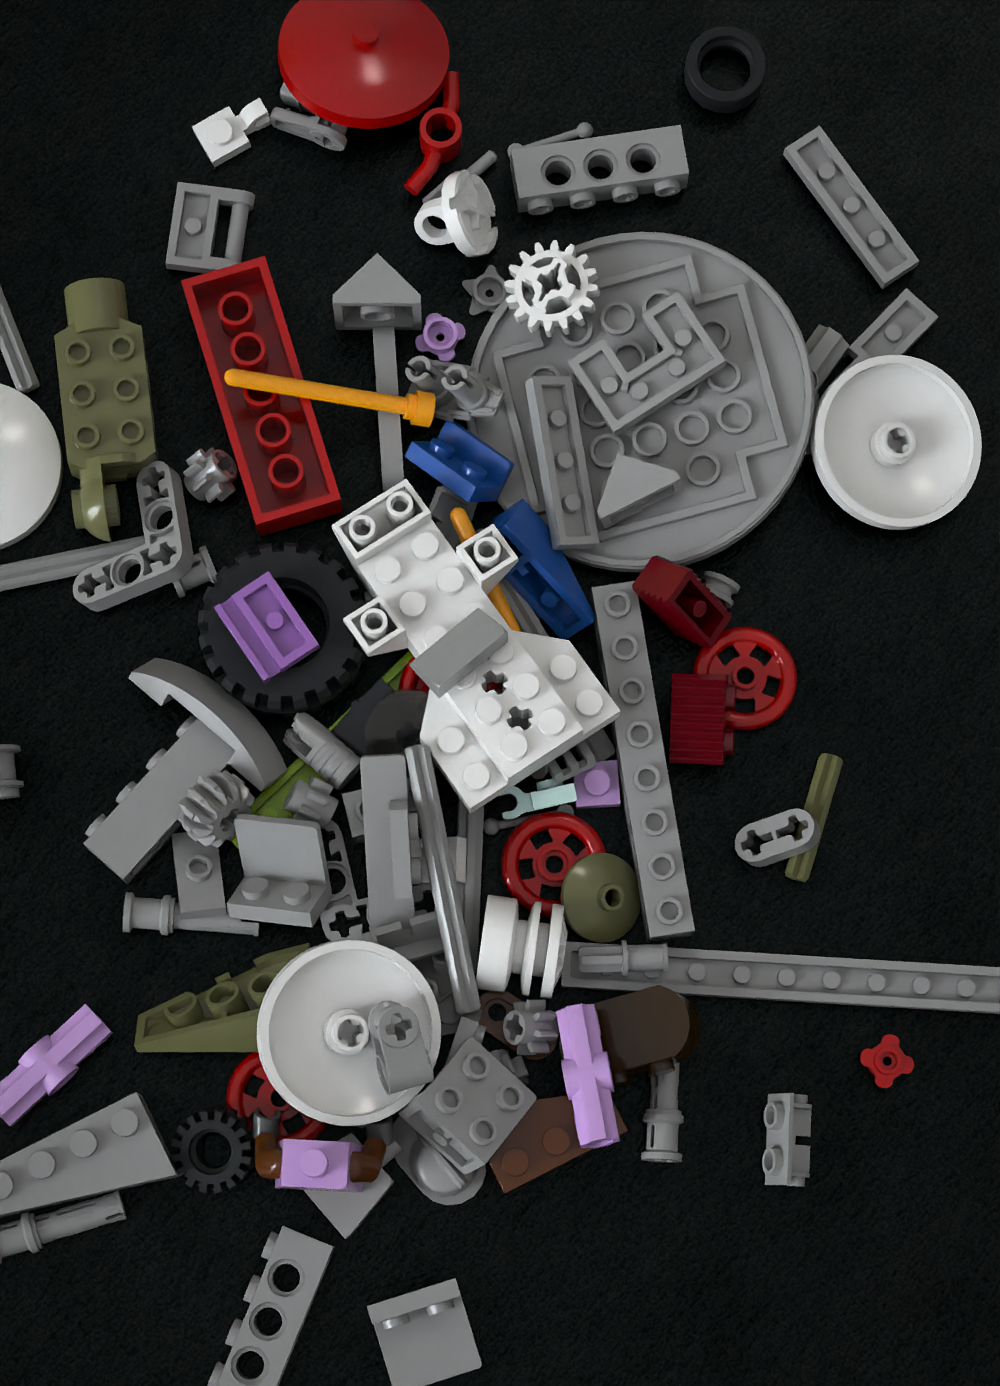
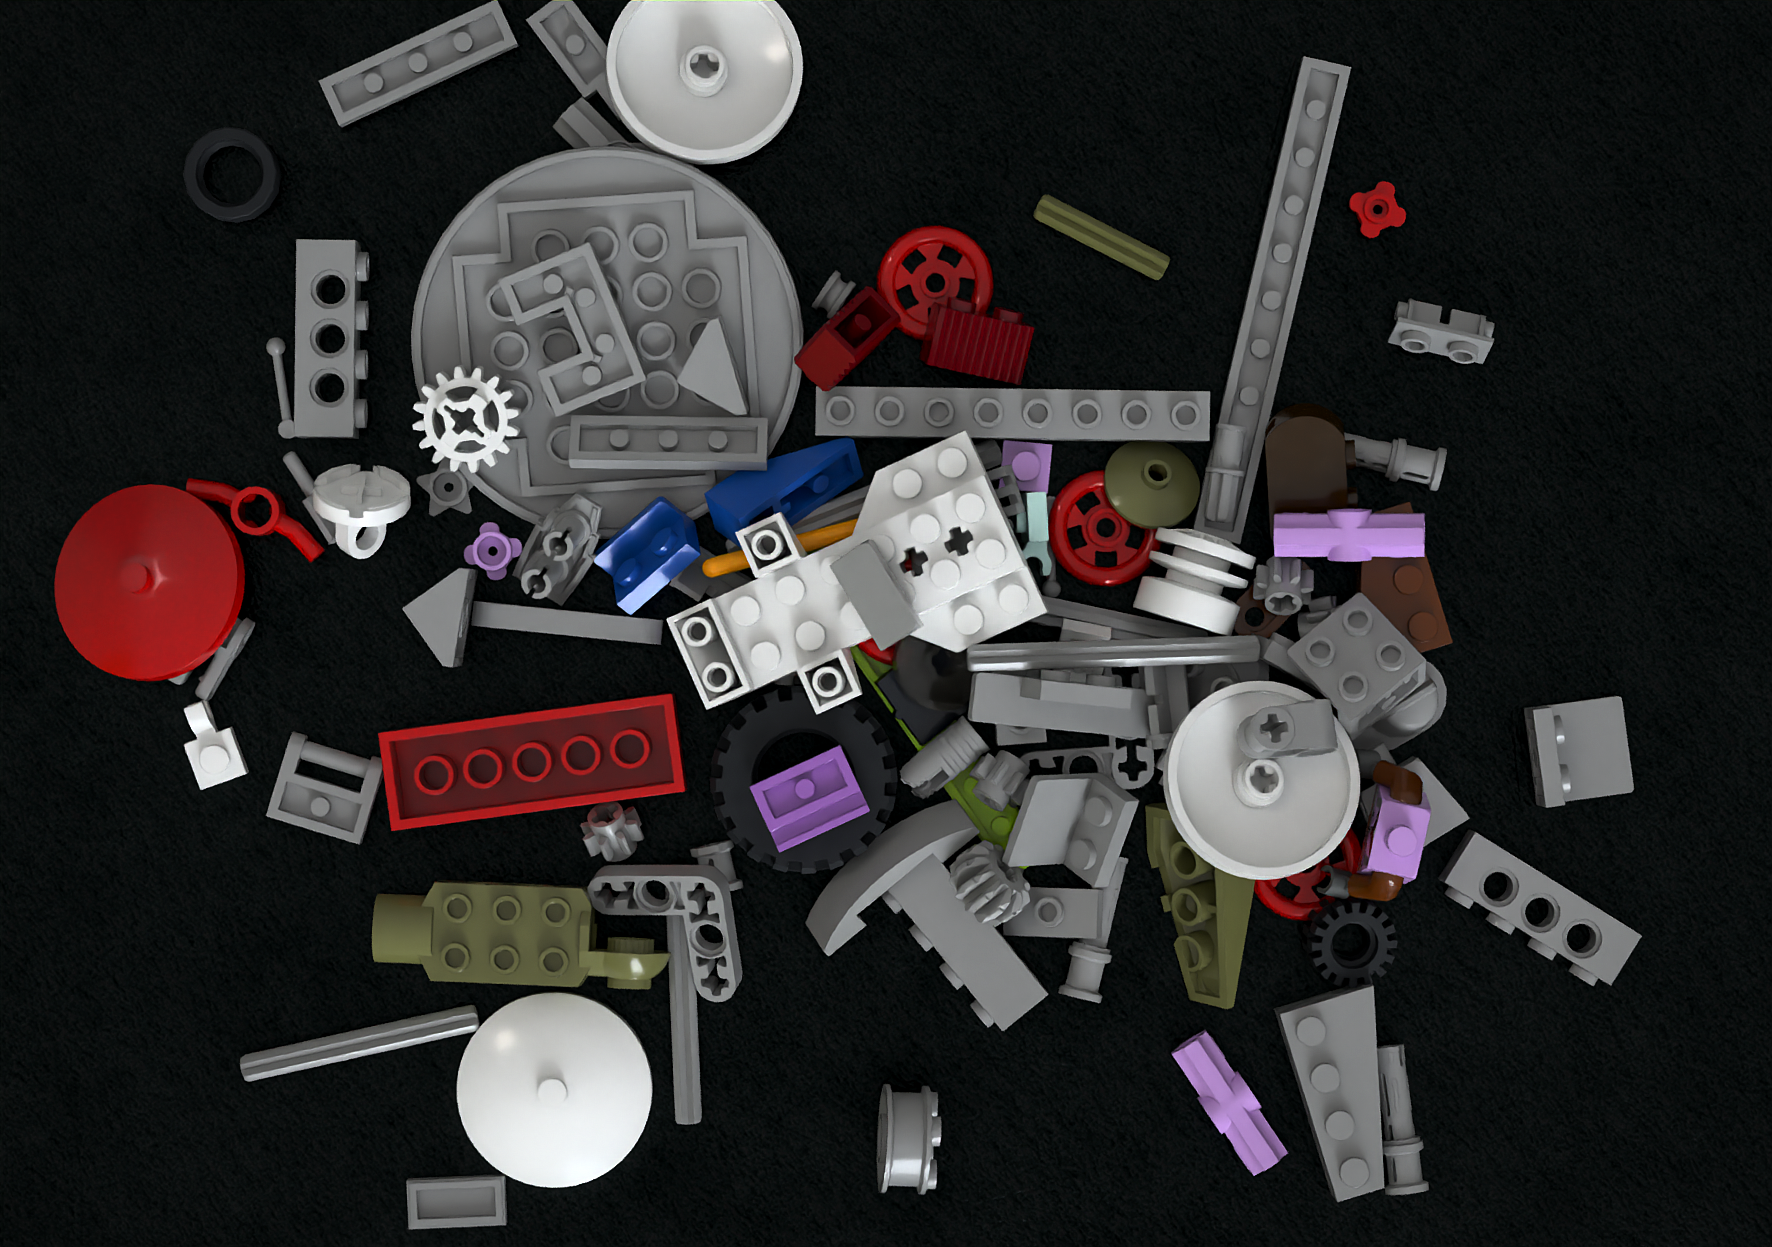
camera: 75 degrees left, 10 degrees up
(415, 407) = (577, 592): light orange piece -> none
(774, 828) = (1131, 281): light grey beam -> none

